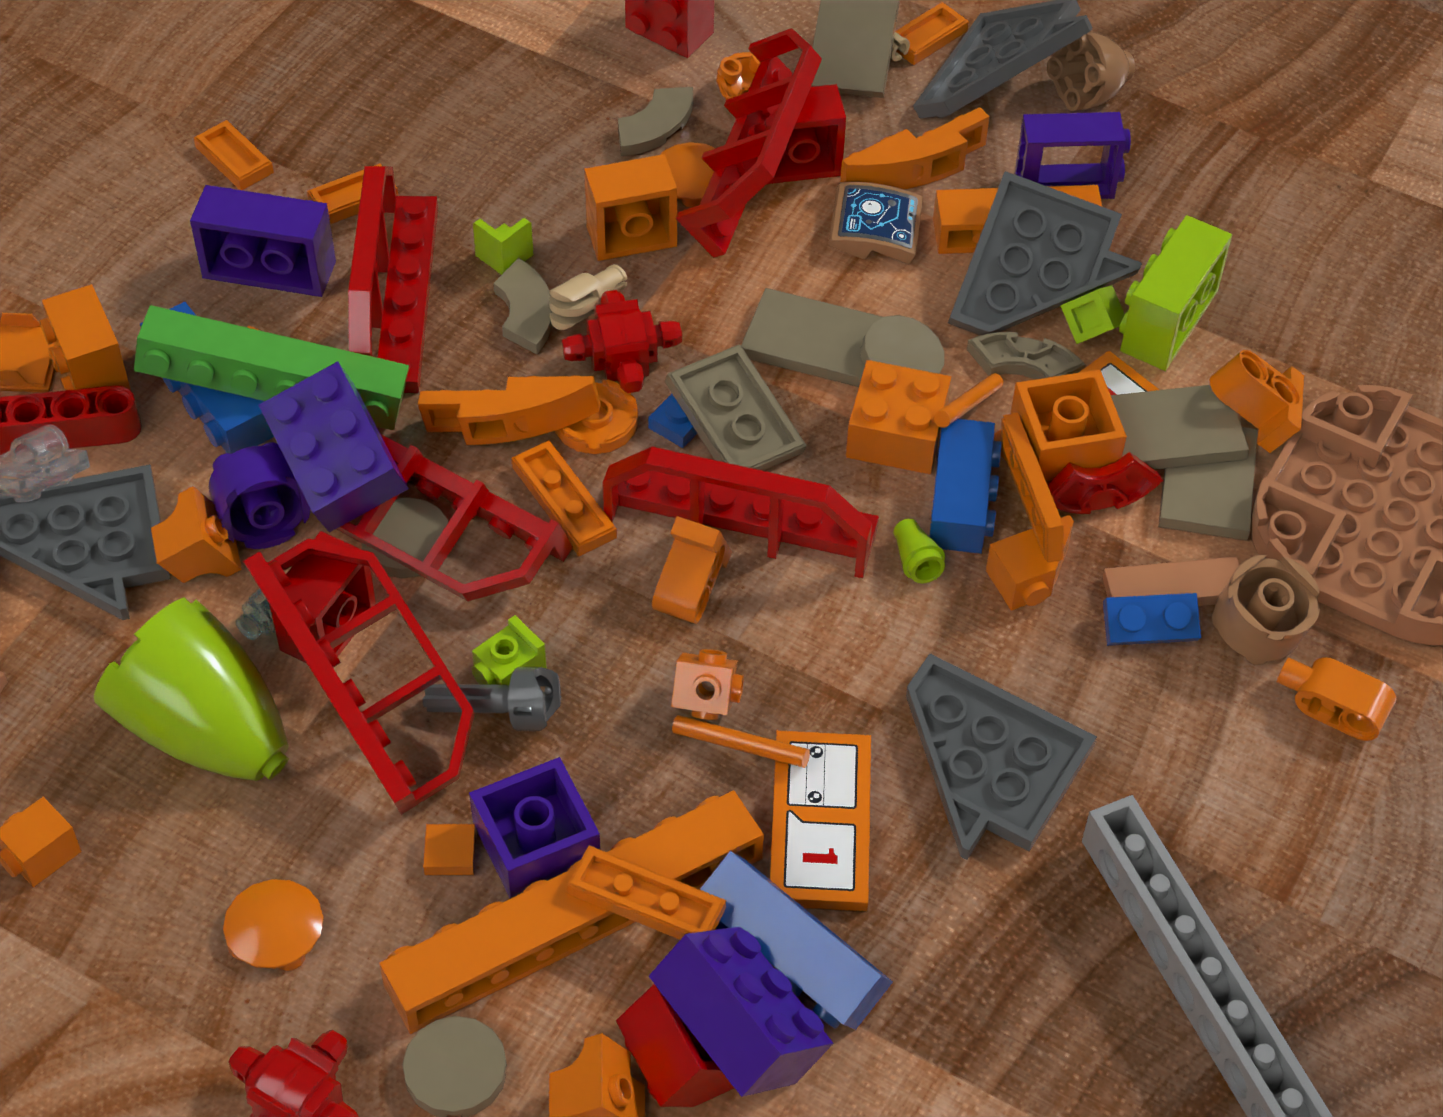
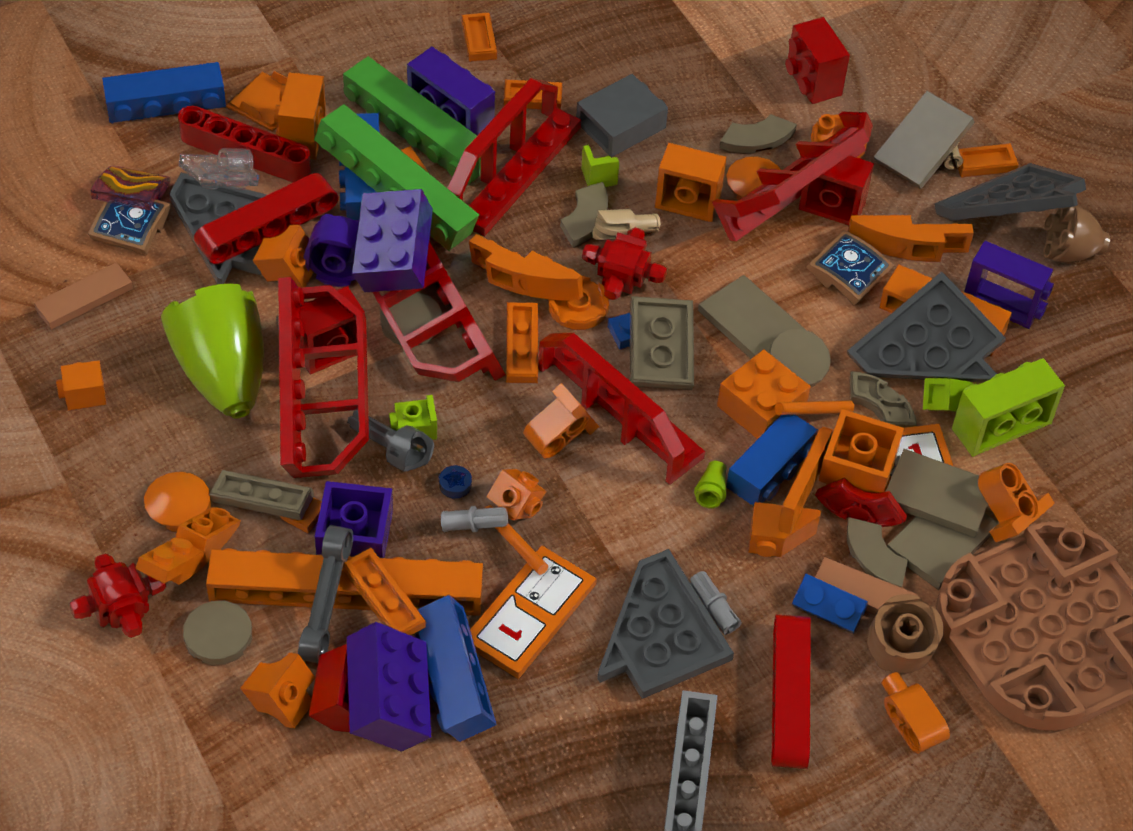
camera: 30 degrees right, 0 degrees up
(134, 502) = (265, 218): none -> red beam
(229, 288) = (409, 114): none -> bright green brick
(345, 975) = (190, 548): none -> orange slope
(383, 857) = (261, 495): none -> dark tan tile
(483, 168) = (622, 115): none -> dark grey brick
(573, 936) = (335, 551): none -> dark grey piece
(611, 709) = (455, 481): none -> dark blue tile
(675, 741) = (474, 519): none -> light grey axle
(1026, 687) = (715, 603): none -> light grey axle
(1140, 531) = (872, 554): none -> dark tan tile
(1191, 746) = (791, 692): none -> red beam

